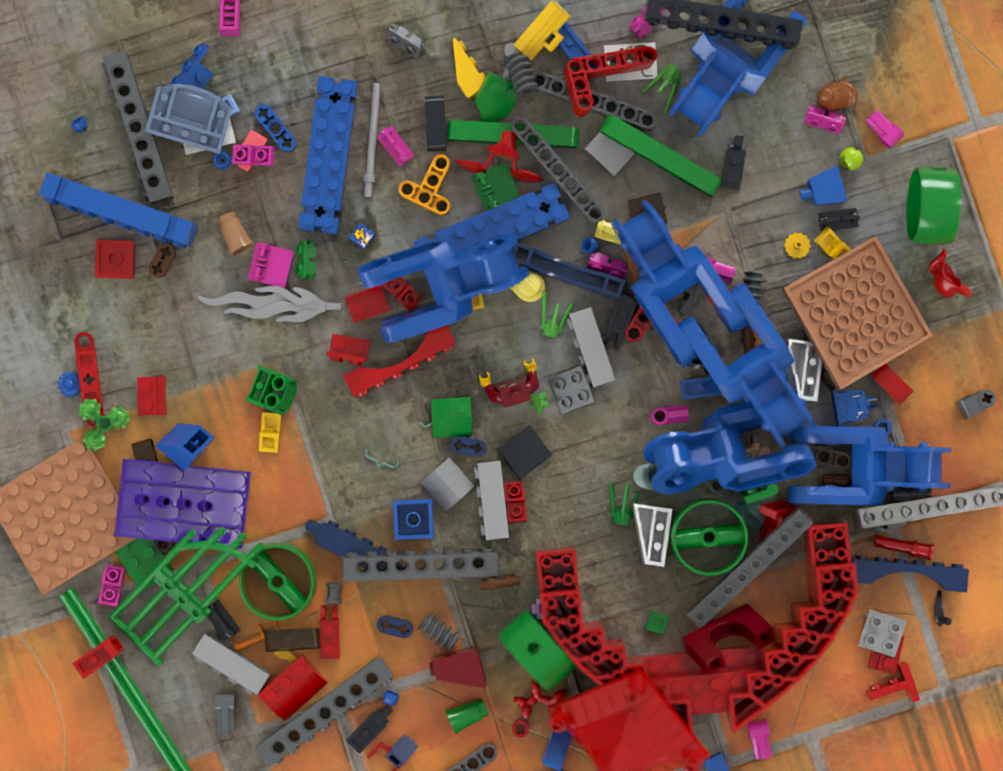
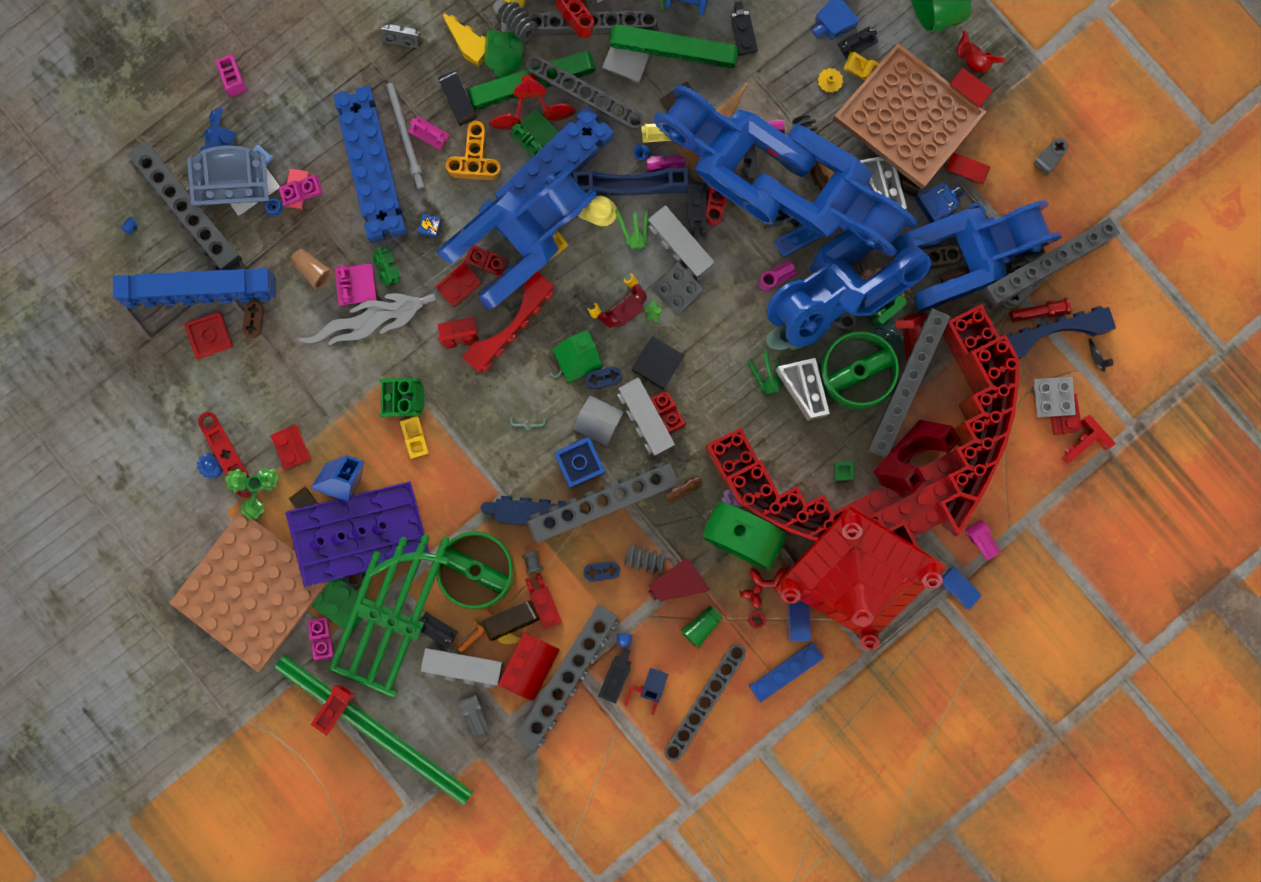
camera: 20 degrees left, 5 degrees down
(262, 120) = (297, 157): blue beam -> none
(927, 307) = (971, 87): none -> red hinge

